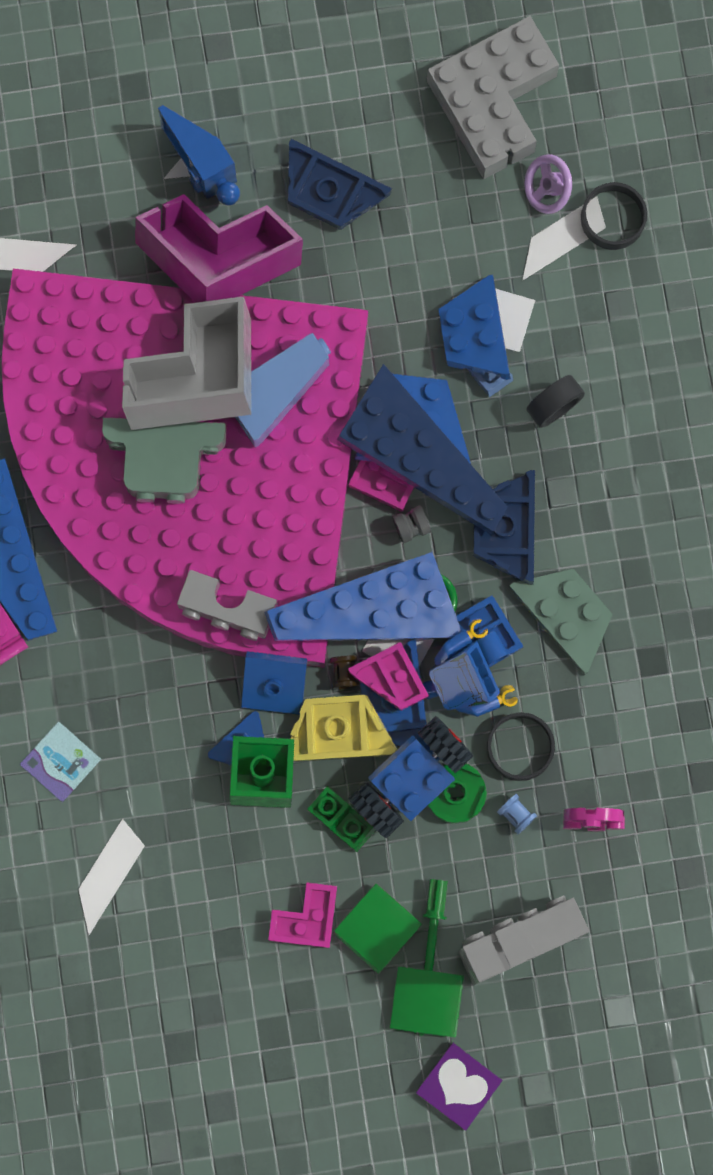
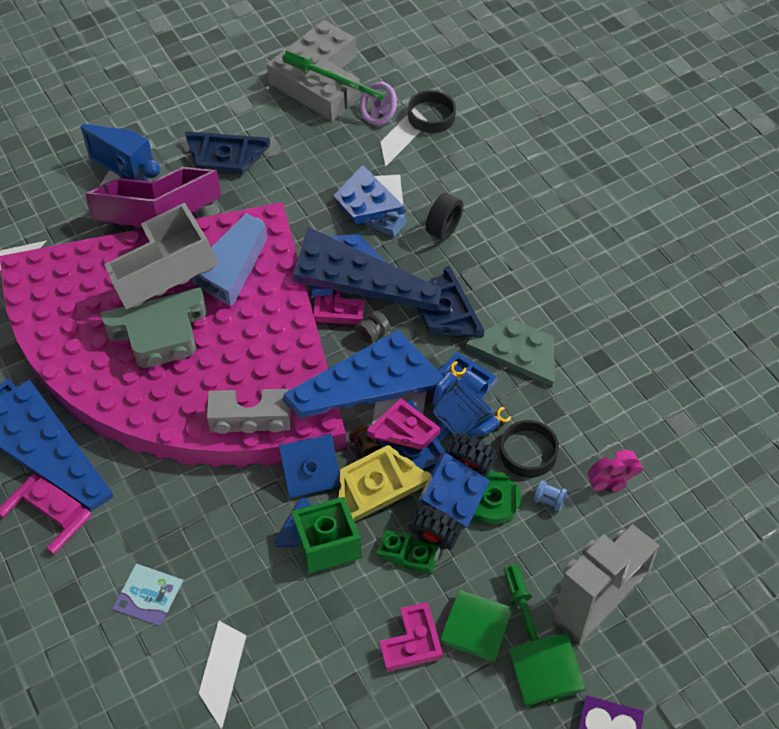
camera: 20 degrees left, 25 degrees down
(472, 101) = (306, 65): none -> green piece

